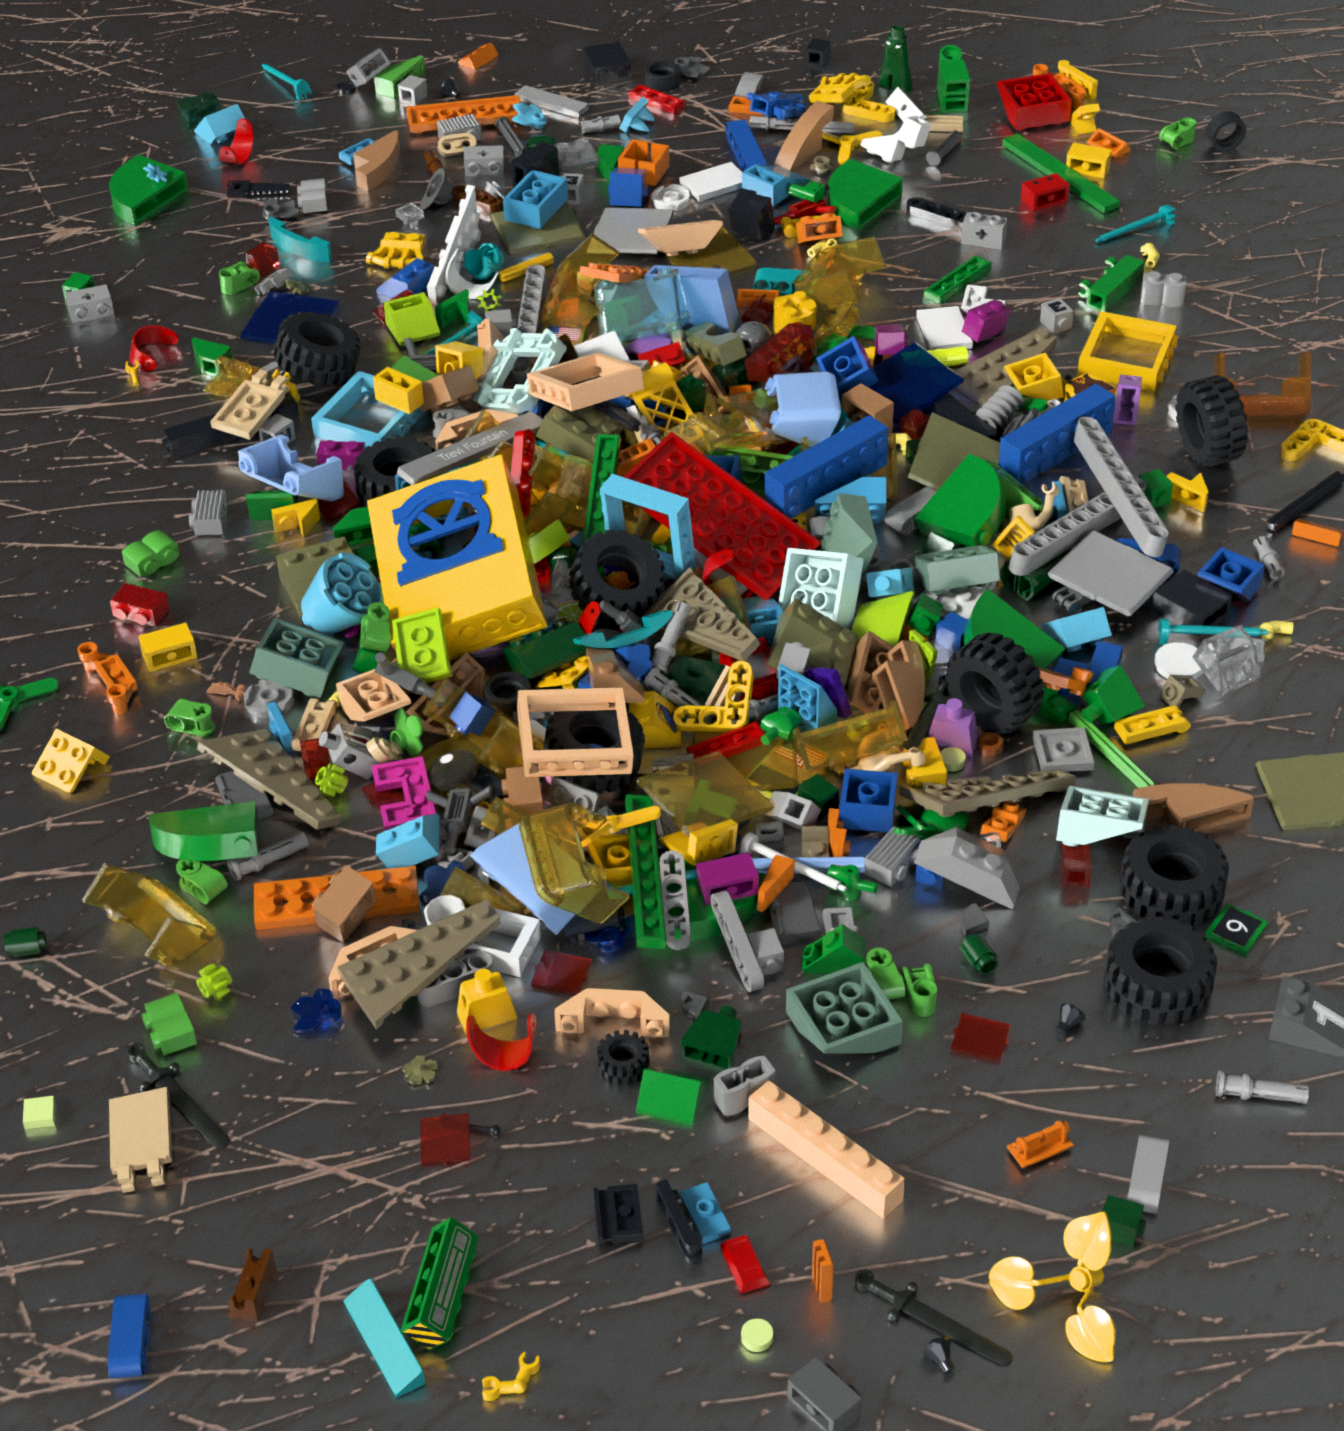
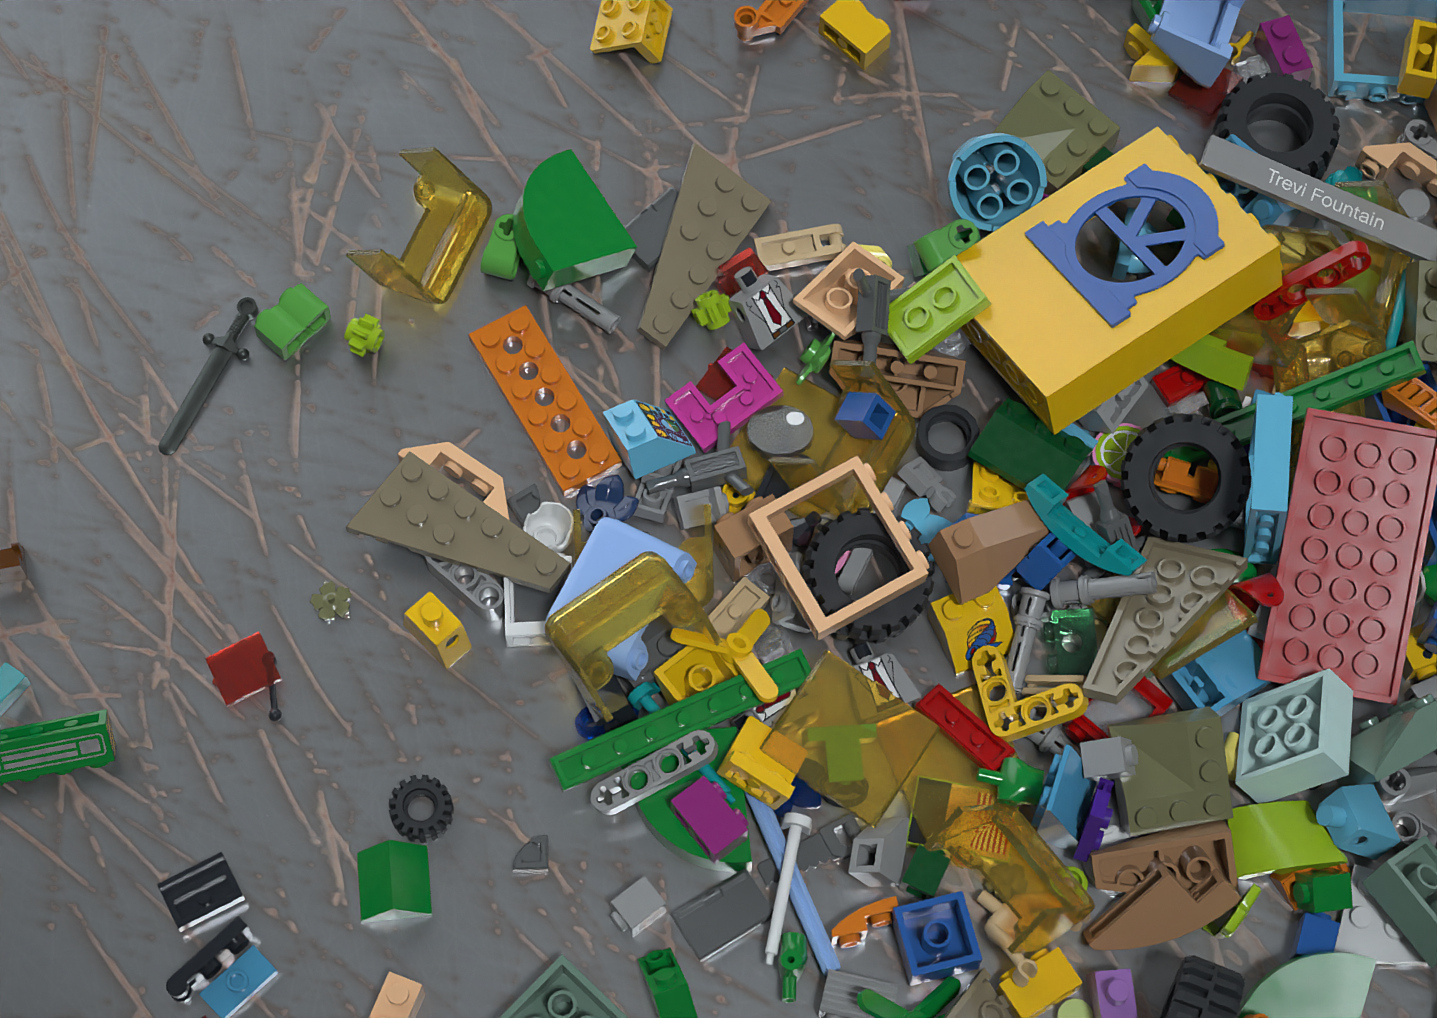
camera: 65 degrees right, 25 degrees up
(24, 941) = (350, 123): dark green brick -> none
(39, 1112) = (139, 256): yellowish green tile -> none
(140, 1136) = (137, 368): tan tile -> none
(190, 718) = (751, 113): bright green piece -> none
(226, 688) = (823, 143): nougat piece -> none
(265, 692) = (828, 178): light grey tile -> none
(279, 726) = (777, 212): dark azure plate -> none
(296, 658) = (890, 176): sand green slope -> none
(316, 1010) = (370, 456): clear blue plate -> none
(344, 903) = (504, 414): medium nougat brick -> none
(355, 527) = (1170, 122): green slope -> none
(384, 750) = (775, 345): tan plate -> none
(499, 1053) = (385, 666): red piece -> none
(561, 972) = (529, 688): clear red piece -> none
(612, 1003) = (465, 732): light nougat slope -> none
(713, 1039) = (483, 900): dark green torso -> none
(736, 1084) = (409, 955): light grey brick -> none
(737, 941) = (629, 867): light grey beam -> none
(775, 881) = (750, 876): orange slope -> none
(815, 841) = (838, 901): dark tan bracket -> none
(837, 916) = (715, 978): light grey bracket -> none
(928, 713) = (1135, 960): pearl dark grey sword -> none

